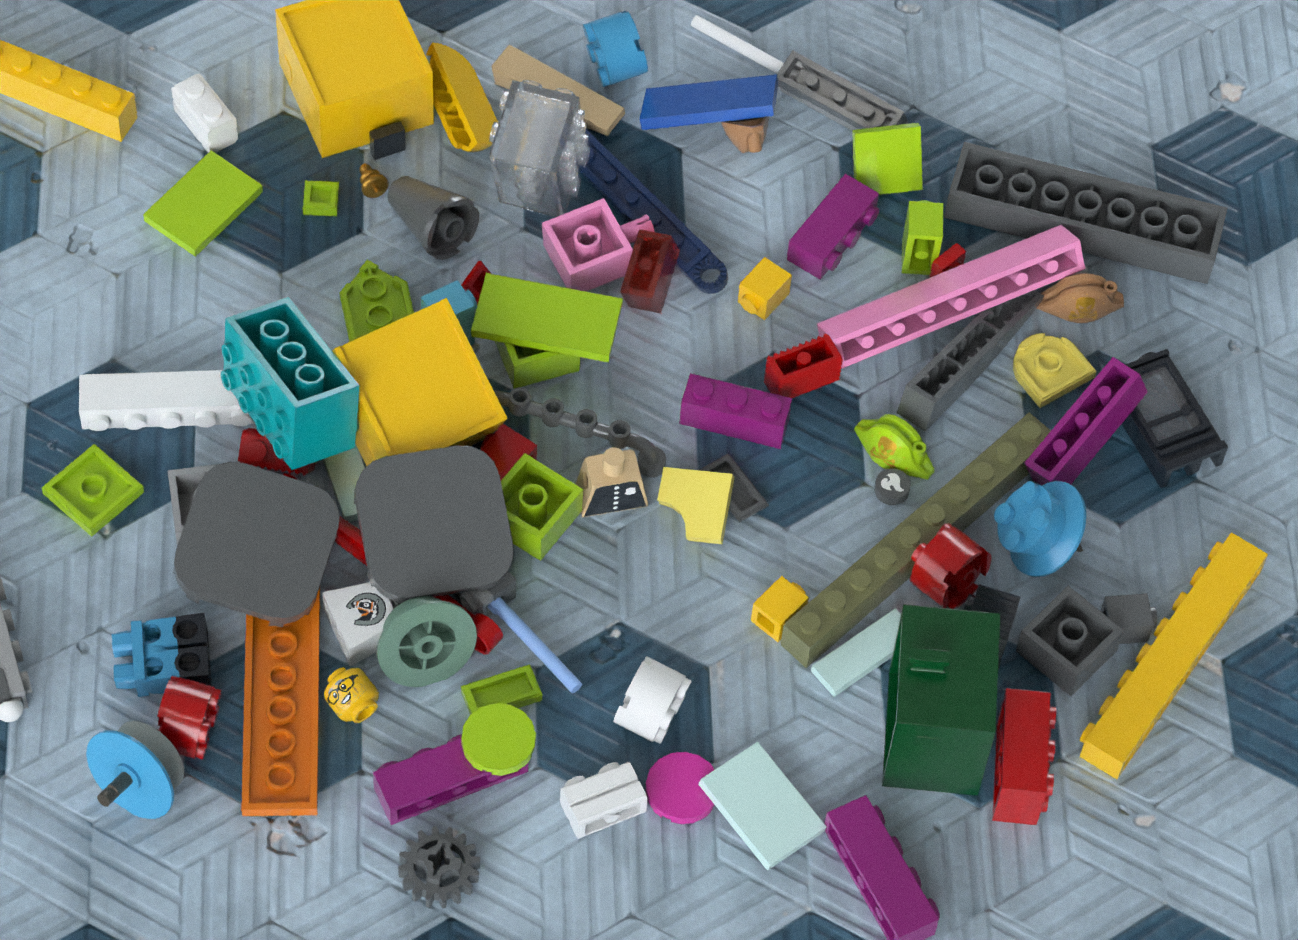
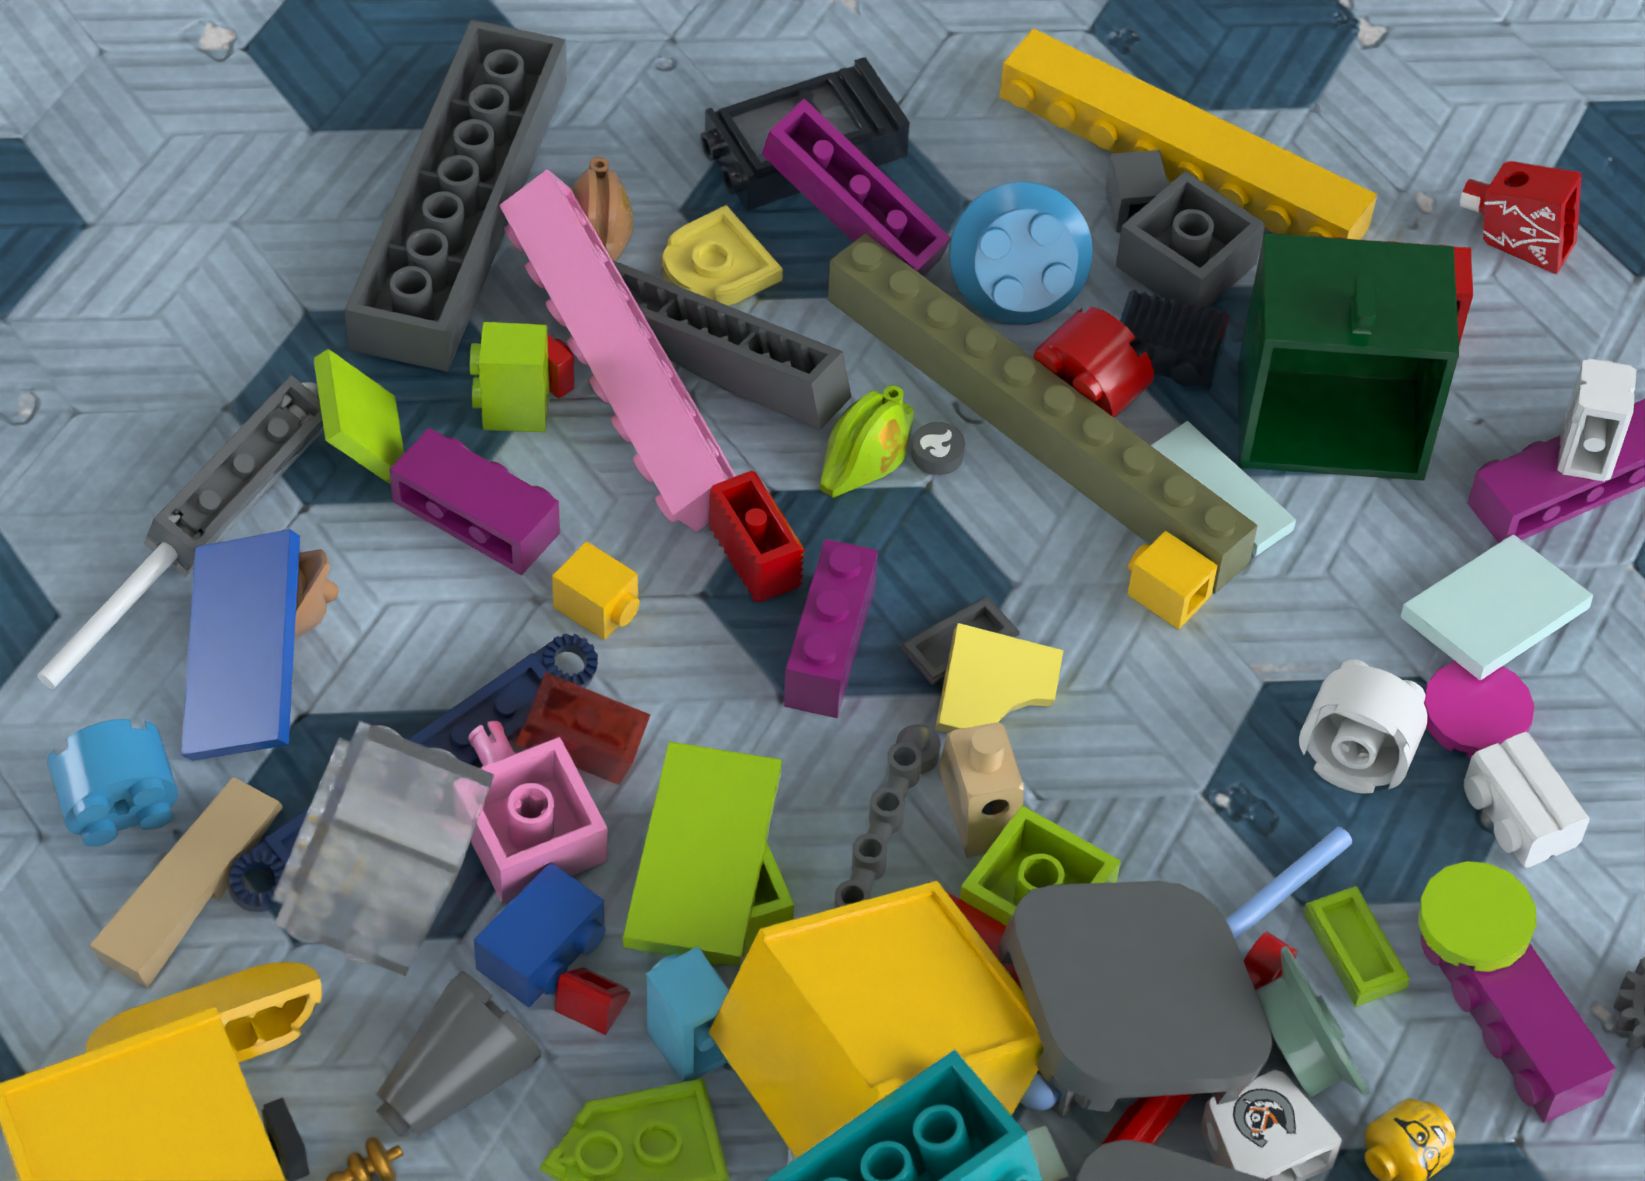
camera: 90 degrees left, 5 degrees down
(514, 253) = (540, 935): none -> blue brick
(890, 852) = (1597, 419): none -> white brick
(1123, 860) = (1528, 212): none -> red torso

